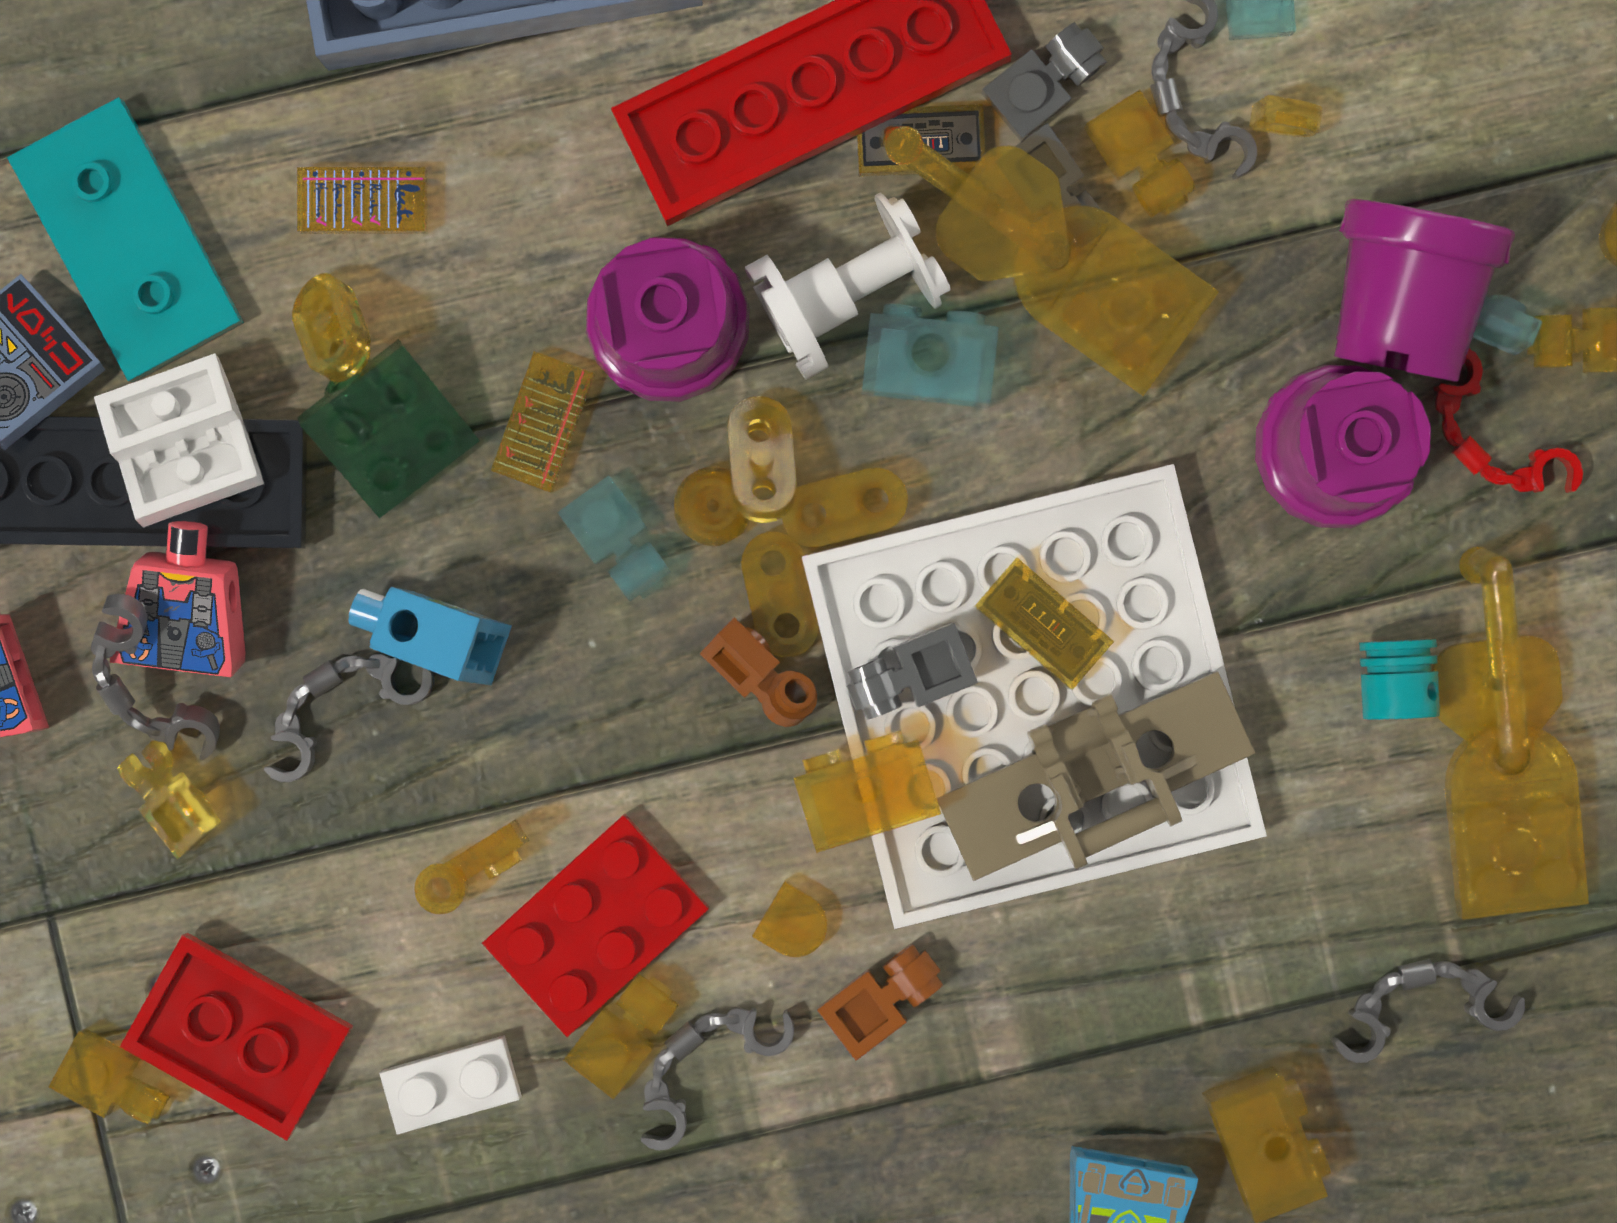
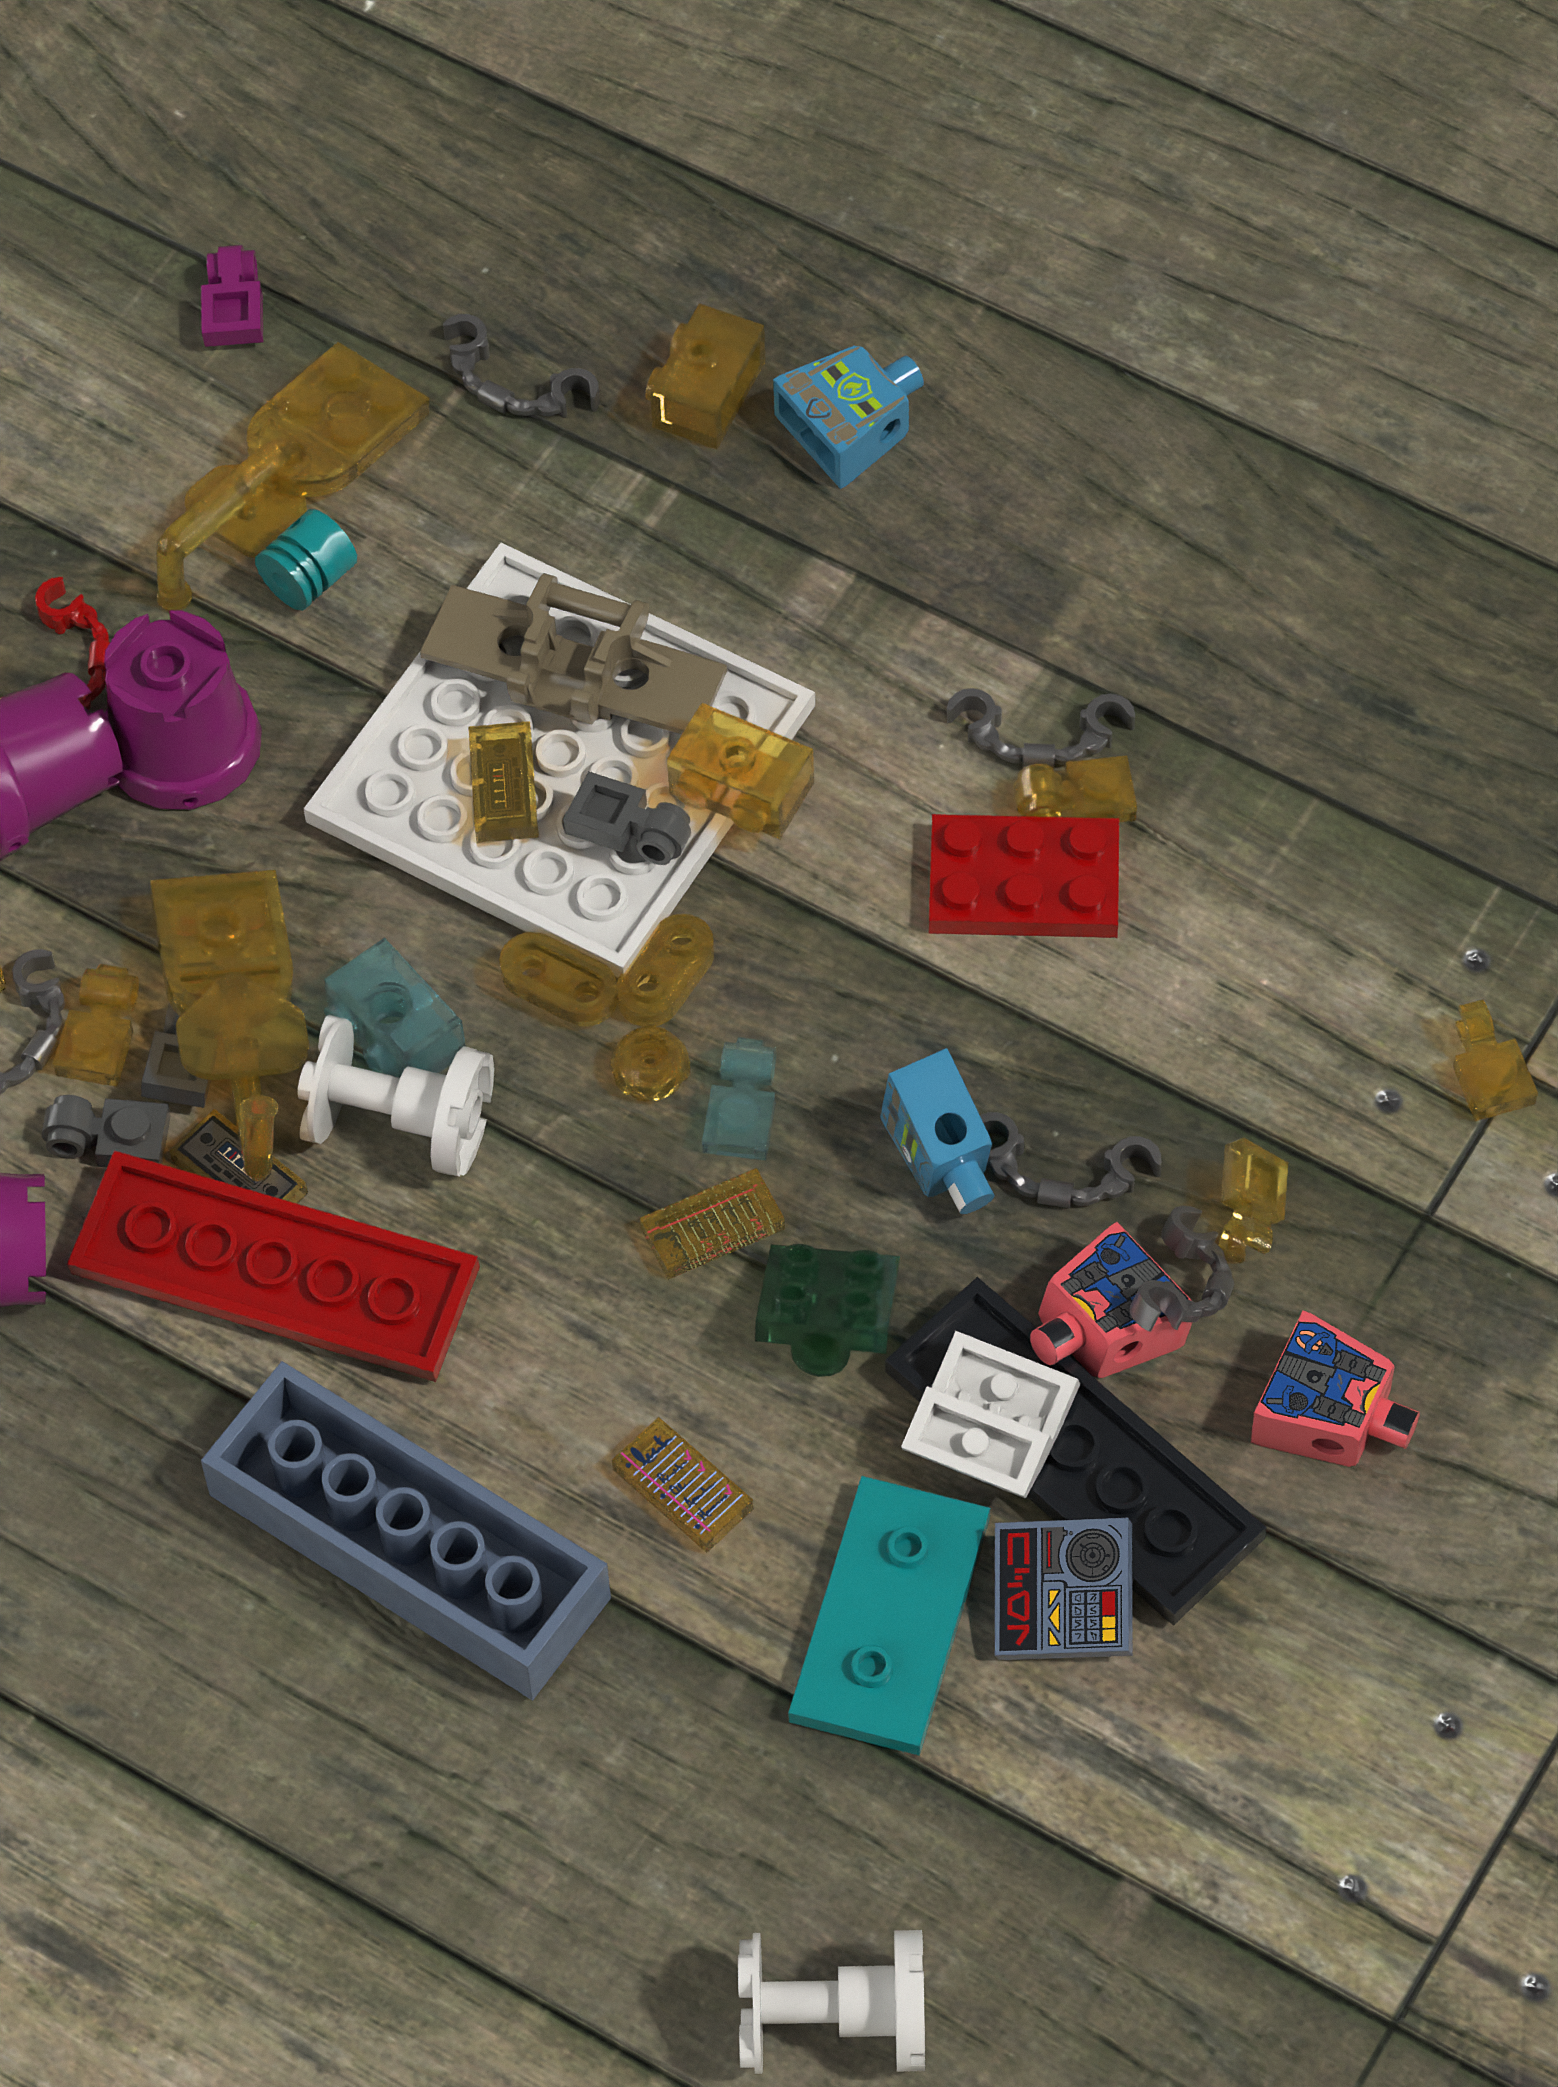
camera: 135 degrees left, 30 degrees down
(236, 1036) = (1361, 1012): red plate -> none
(331, 328) = (797, 1393): clear yellow plate -> none
(450, 1084) = (1236, 863): white plate -> none
(492, 855) = (1055, 975): clear yellow plate -> none
(667, 319) = (545, 1191): magenta piece -> none
(748, 666) = (735, 936): dark orange plate -> none
(761, 463) = (579, 1048): clear yellow plate -> none
(792, 923) = (883, 765): clear yellow tile -> none
(867, 1012) = (889, 665): dark orange plate -> none

